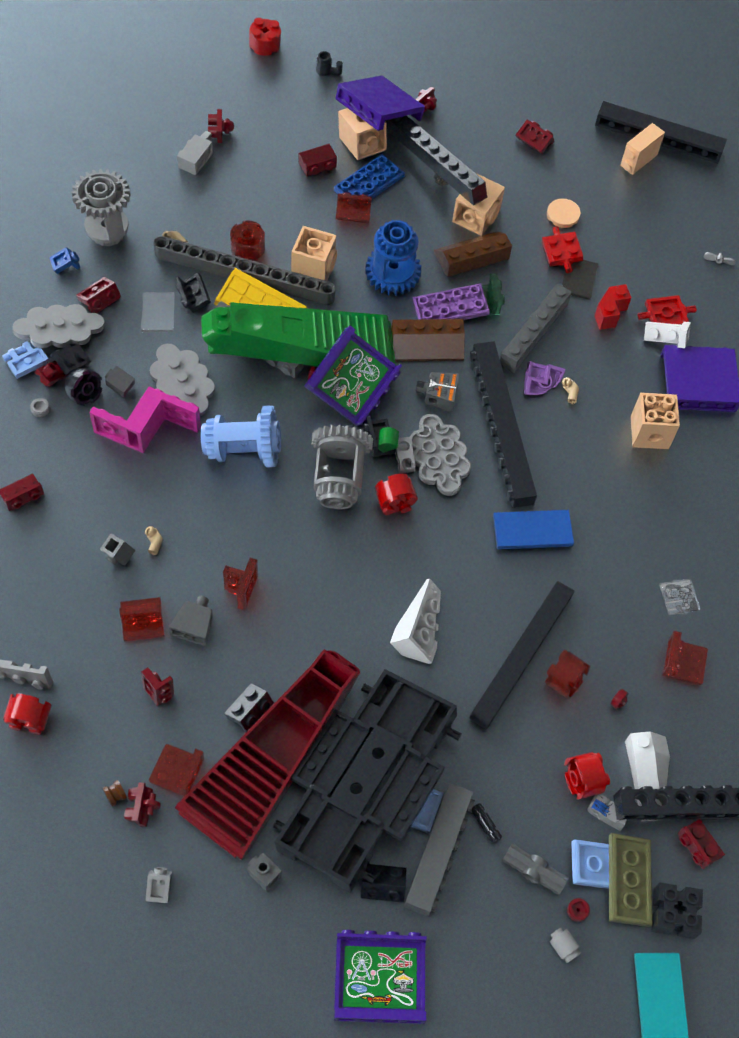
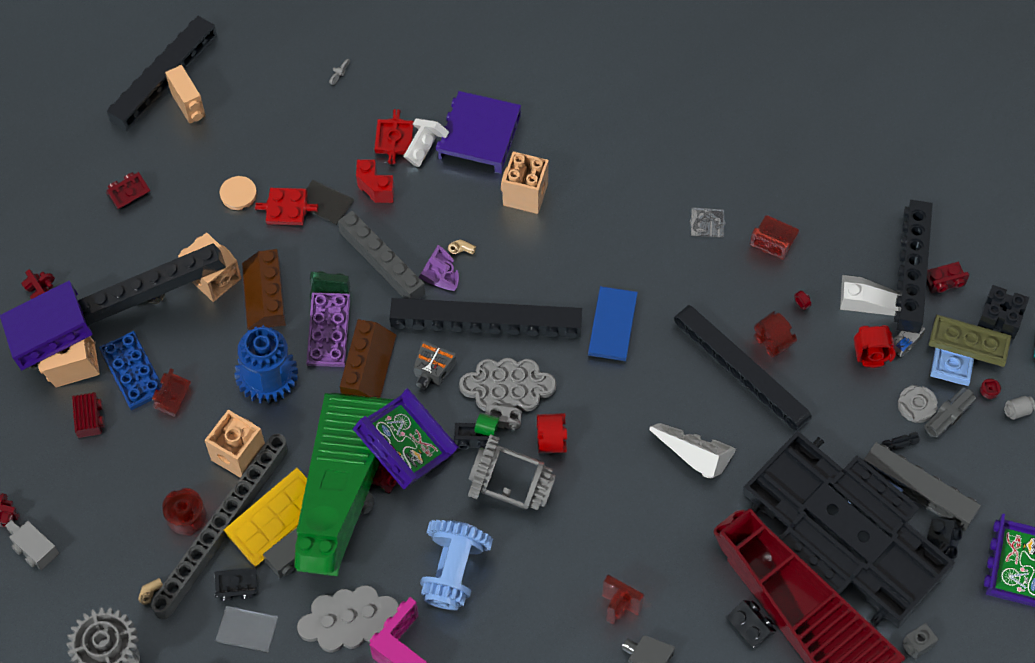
camera: 70 degrees left, 0 degrees up
(537, 835) = (917, 404): none -> light grey tile

